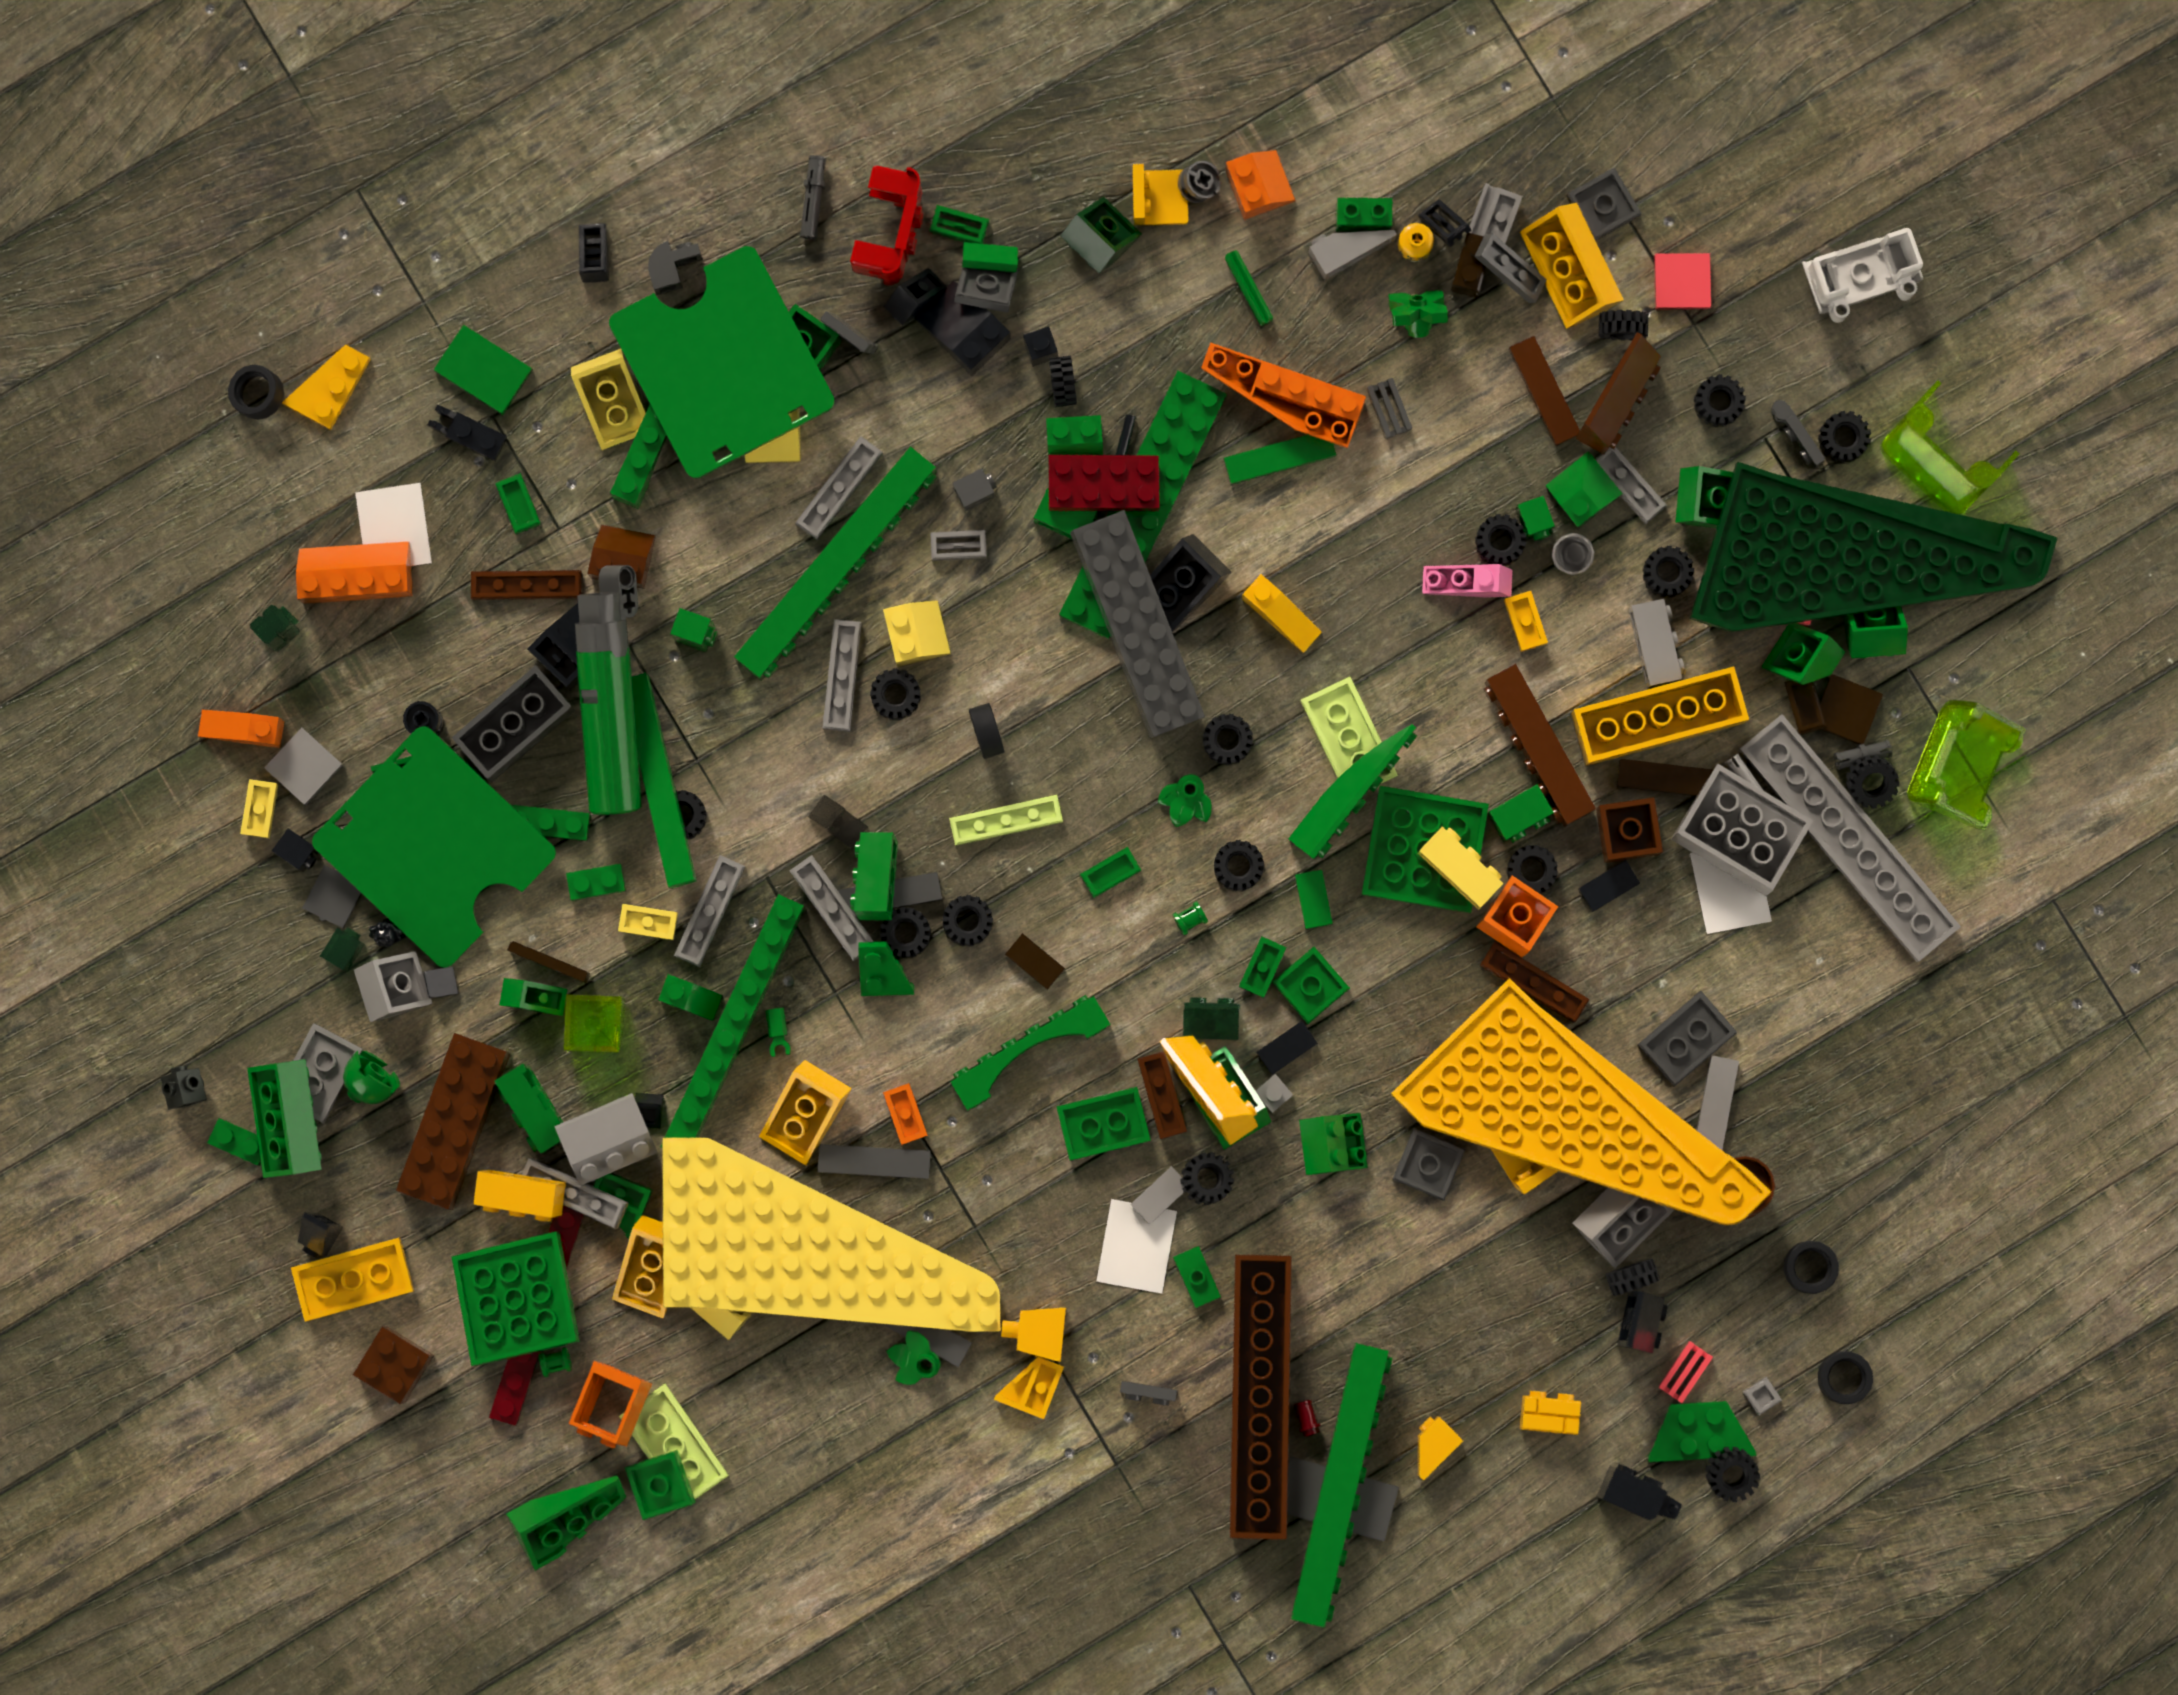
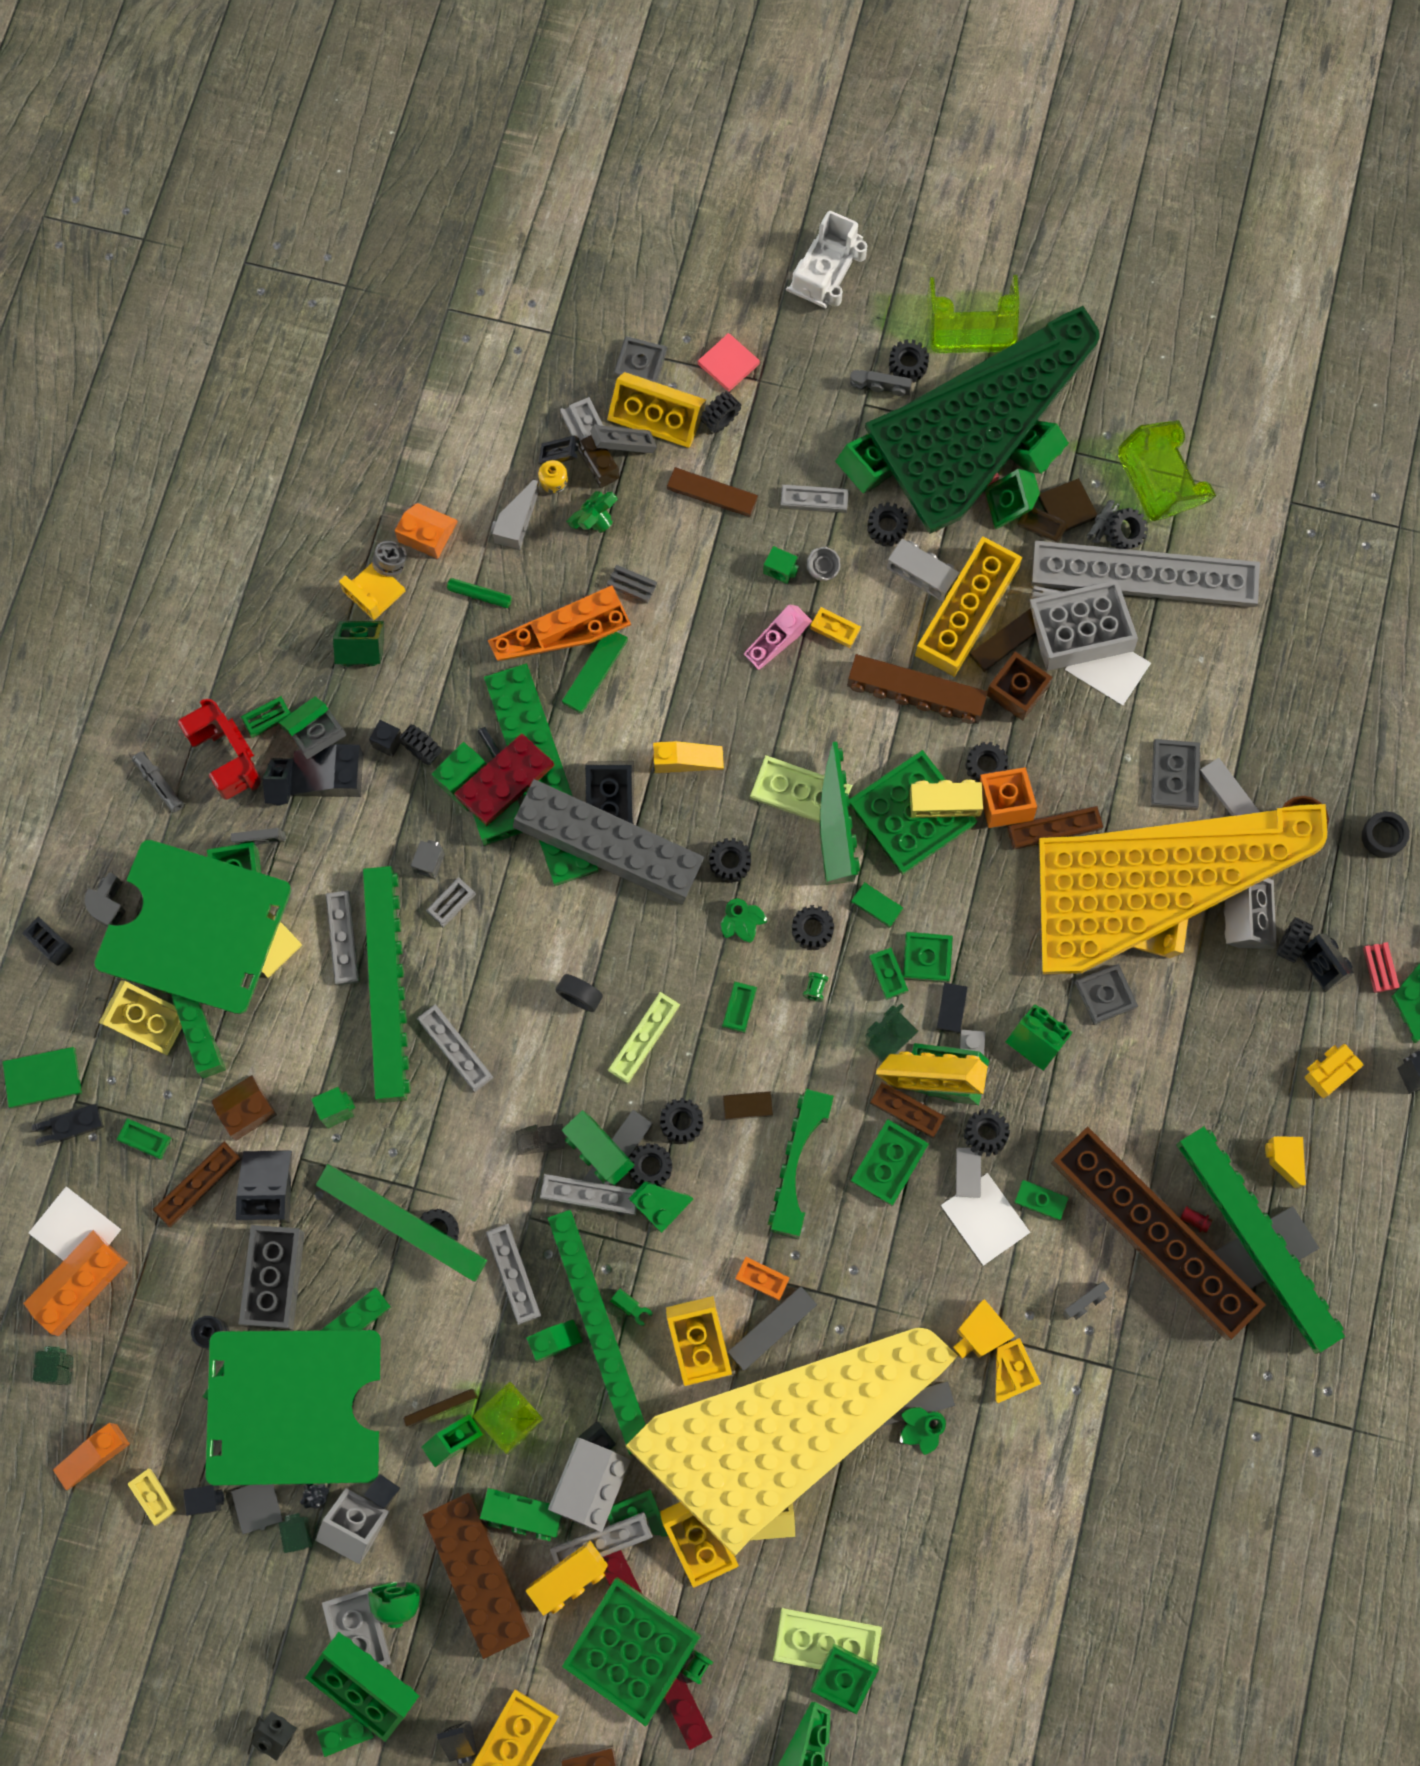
camera: 45 degrees left, 10 degrees down
(303, 766) = (157, 1440): light grey tile -> none
(590, 1394) = (742, 1668): orange window -> none
(596, 882) = (422, 1327): green plate -> none
(608, 693) = (316, 1196): green piece -> none
(648, 922) = (480, 1319): light yellow plate -> none
(895, 677) = (491, 1015): black tyre -> none
(916, 632) = (475, 978): light yellow slope -> none
(1363, 214) = (505, 488): green brick -> none
(1506, 524) = (769, 584): black tyre -> none
(1520, 814) = (946, 738): green brick -> none
(1583, 489) = (791, 524): green slope -> none
(1609, 886) = (1039, 731): black tile -> none
(1619, 396) = (759, 451): reddish brown slope -> none
(1714, 416) = (818, 394): black tyre -> none

